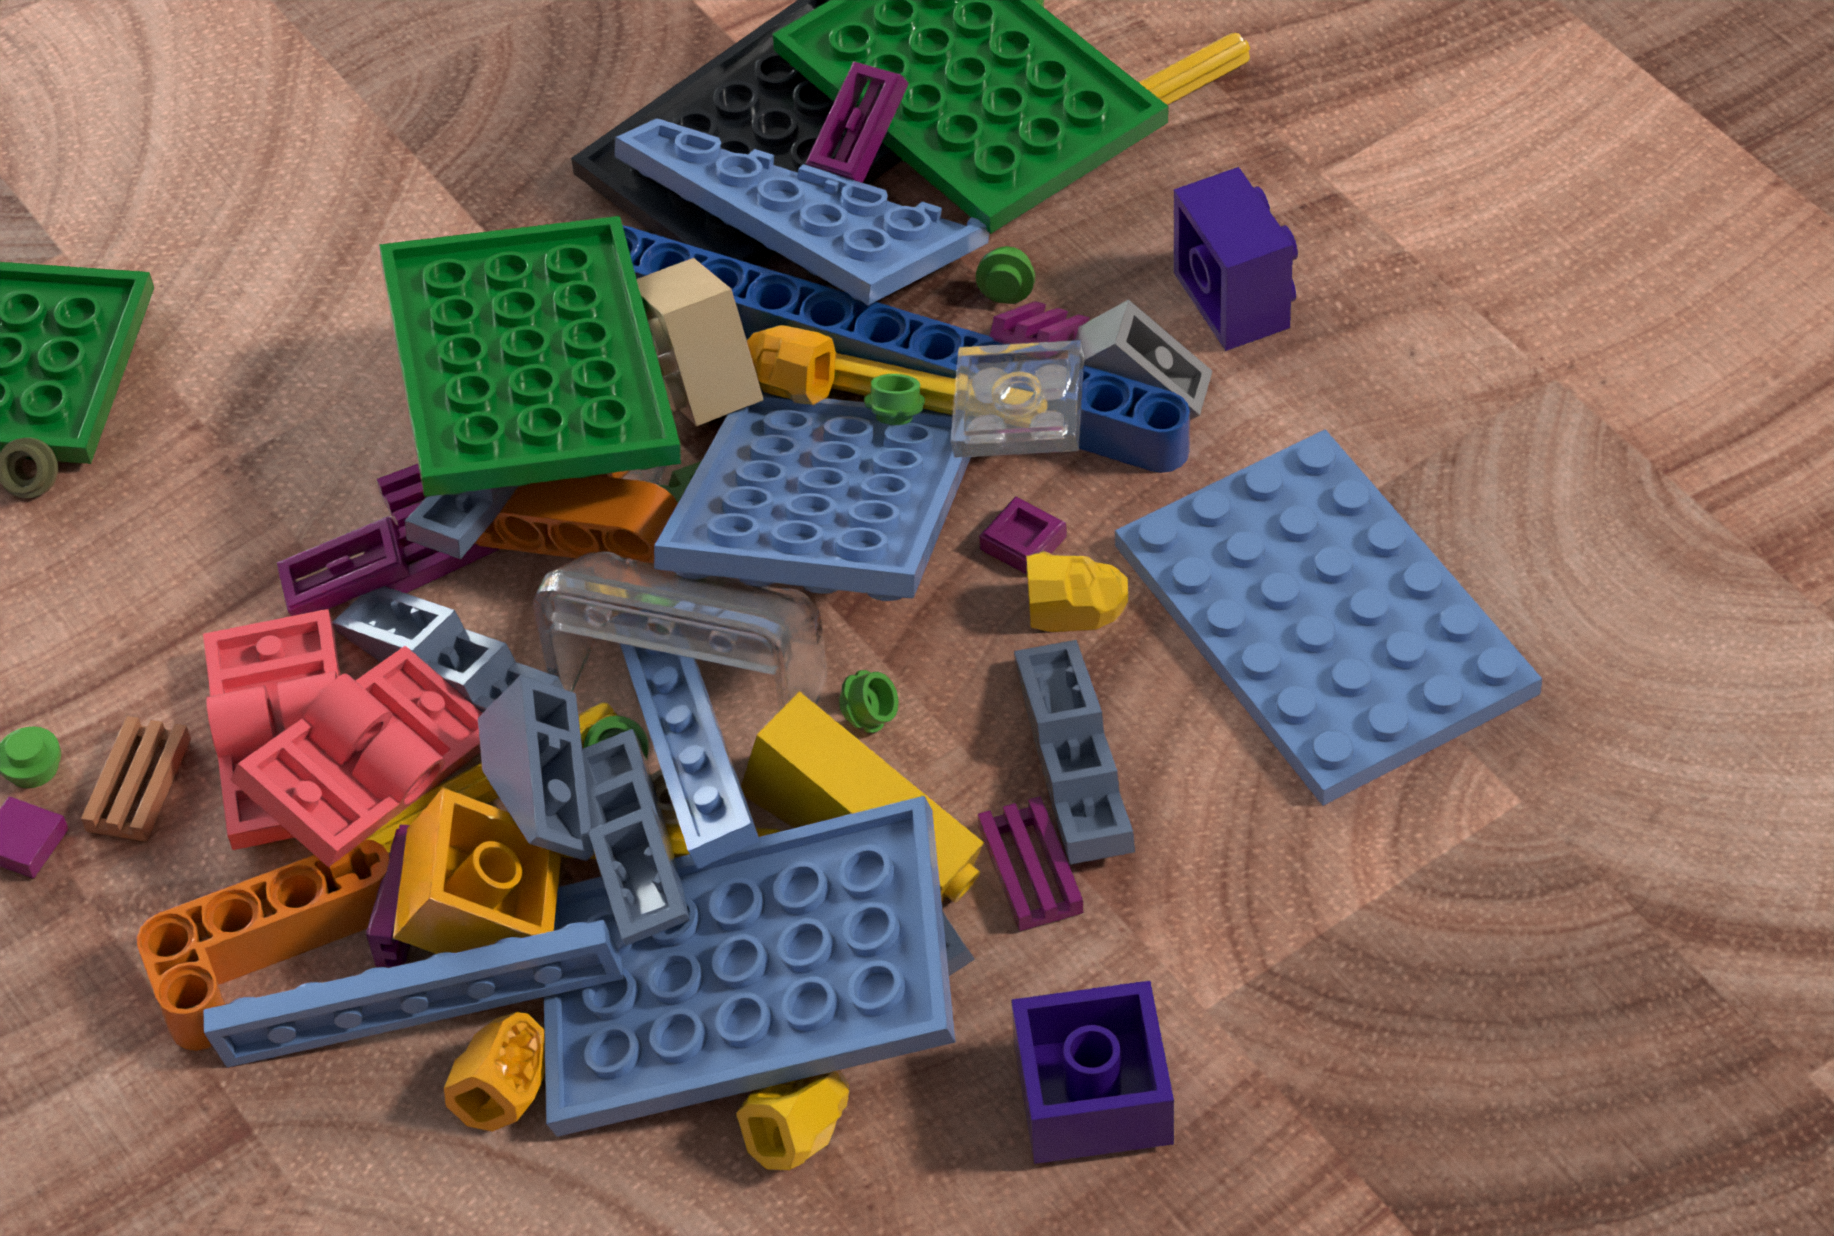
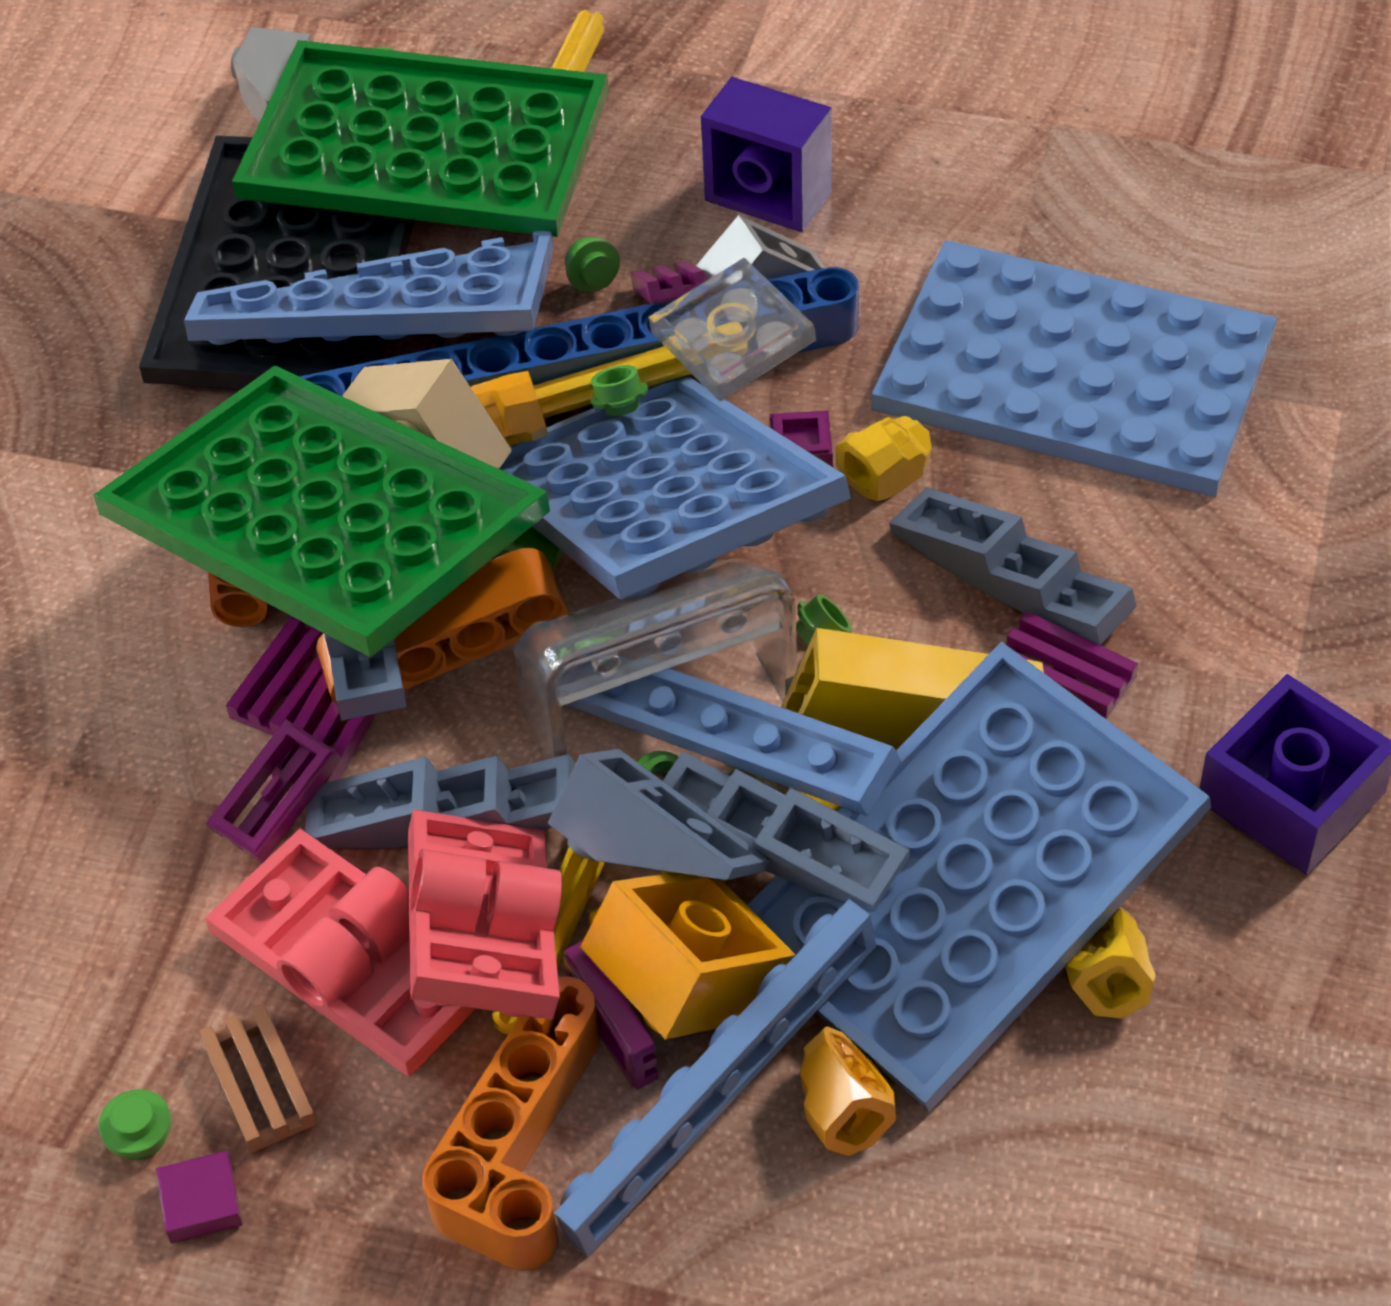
camera: 40 degrees left, 0 degrees up
(864, 124) = (403, 235): magenta tile -> none

